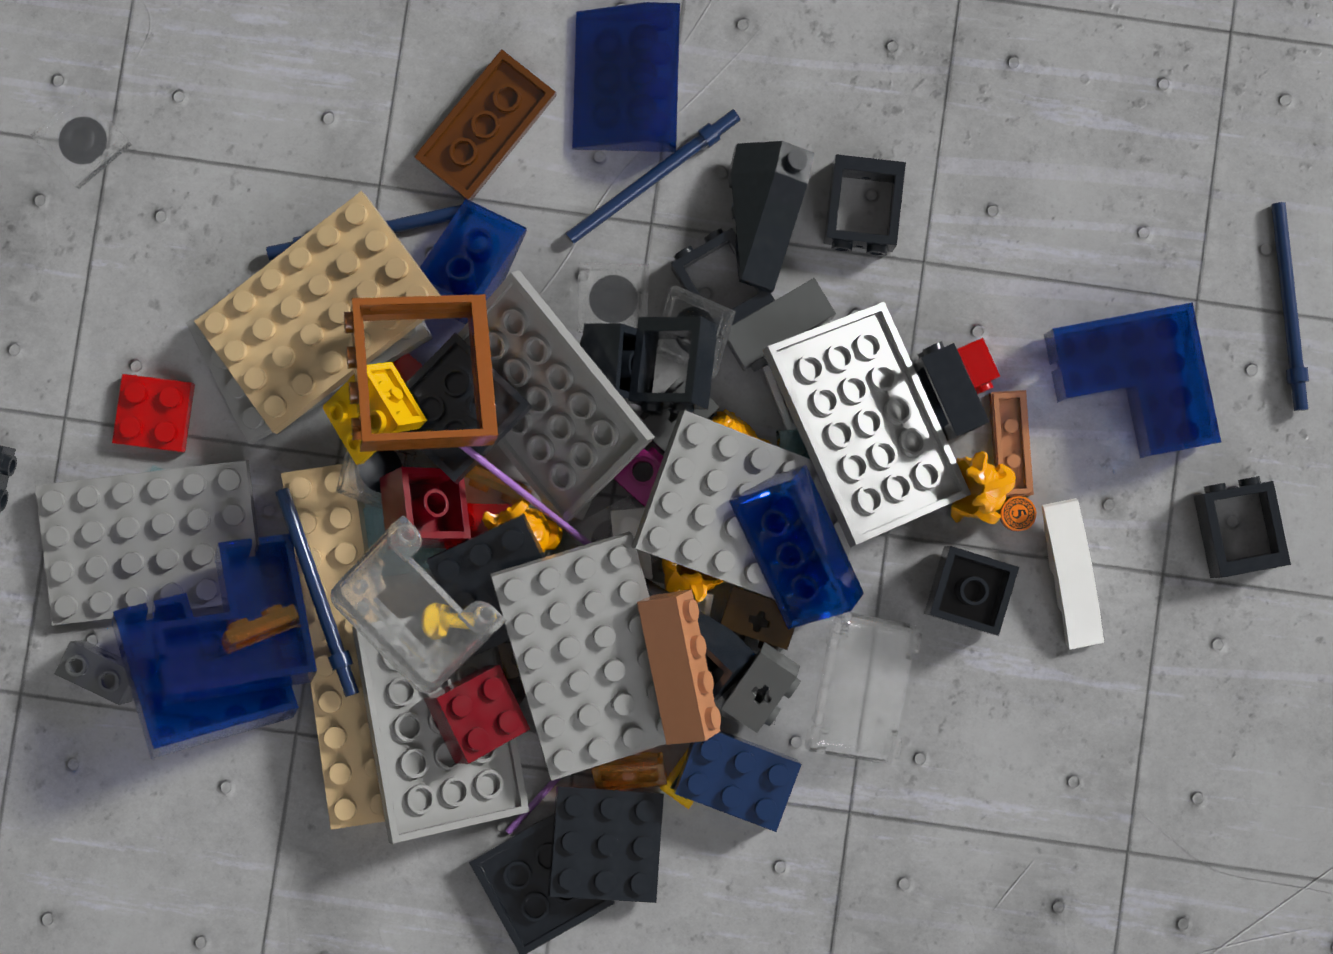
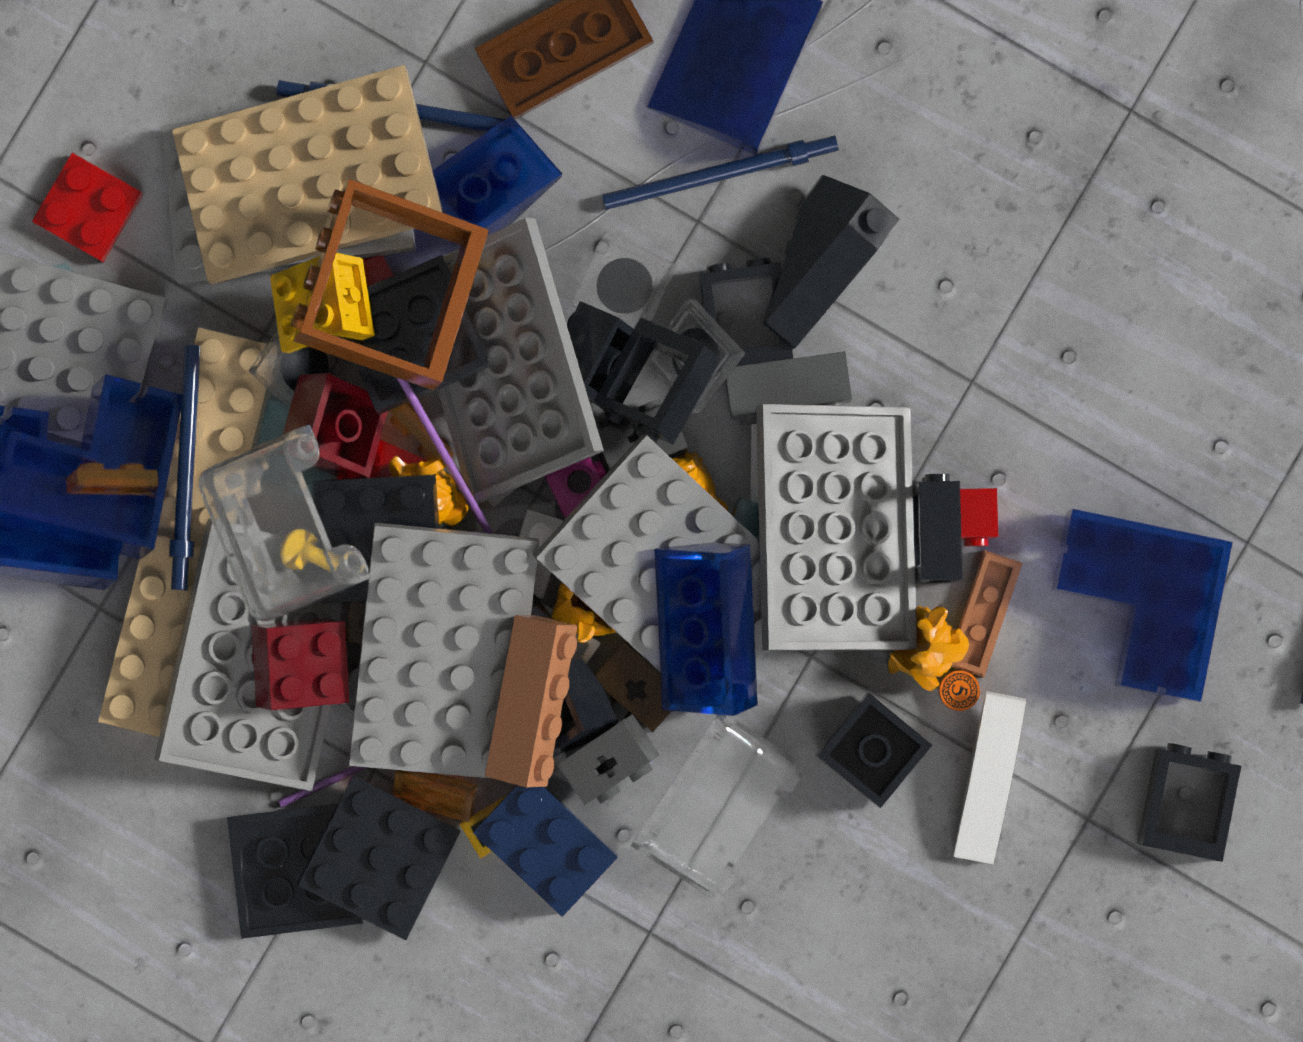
camera: 20 degrees right, 0 degrees up
(872, 170) = (951, 259): black window -> none

